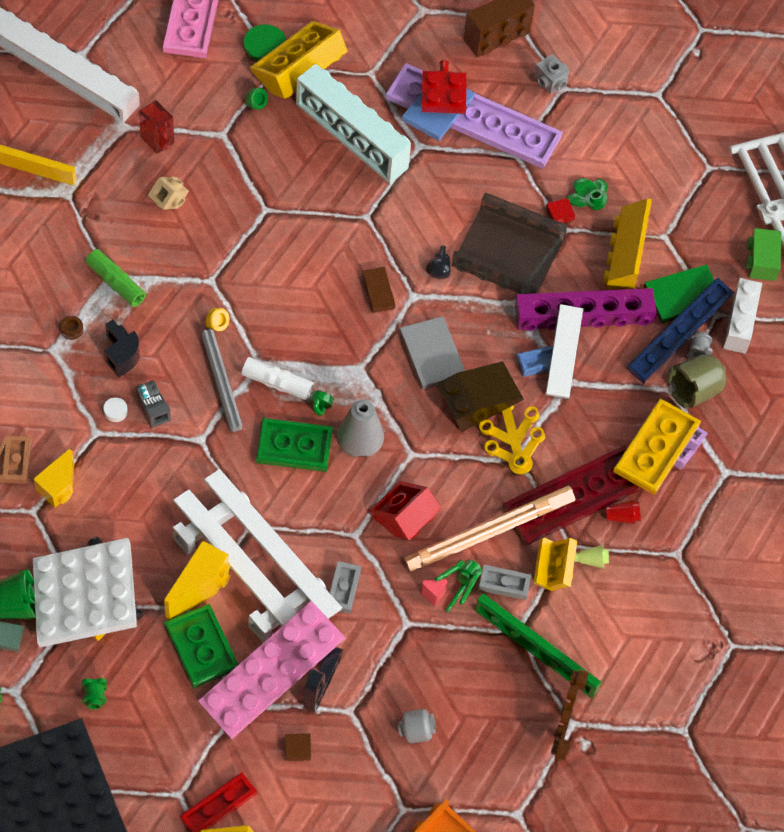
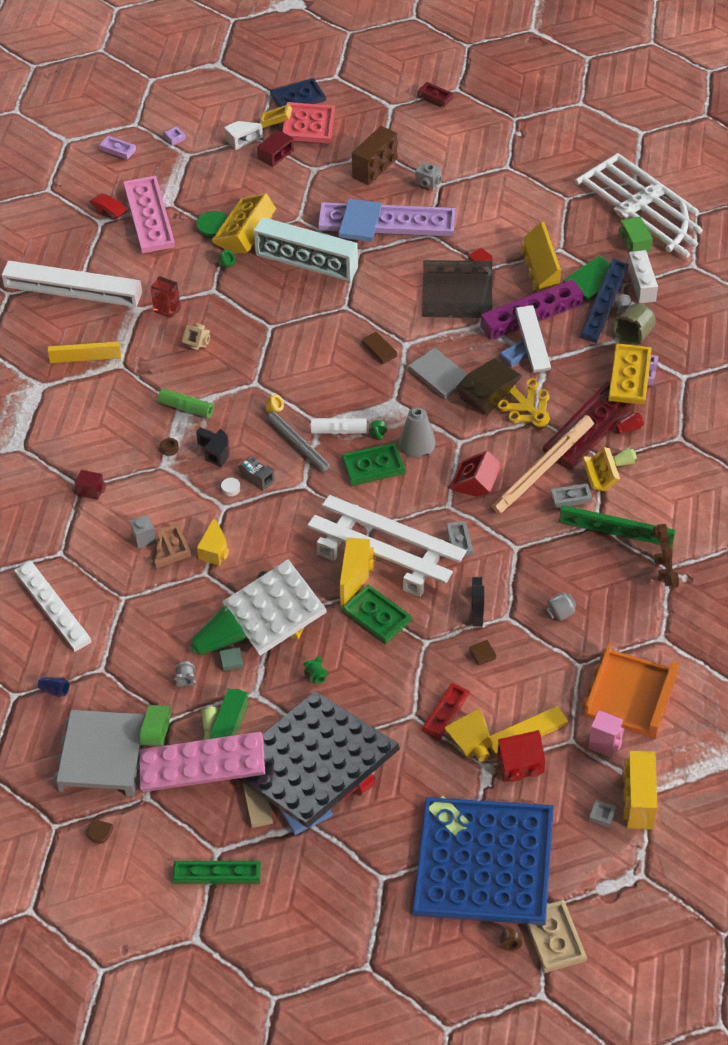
camera: 15 degrees left, 10 degrees down
(271, 669) = (438, 607): bright pink plate -> none
(434, 590) = (524, 517): coral slope -> none
(439, 265) = (414, 318): black piece -> none
(443, 91) = (360, 206): red plate -> none
(467, 575) = (543, 498): green plant -> none
(589, 194) = (495, 239): green plate -> none

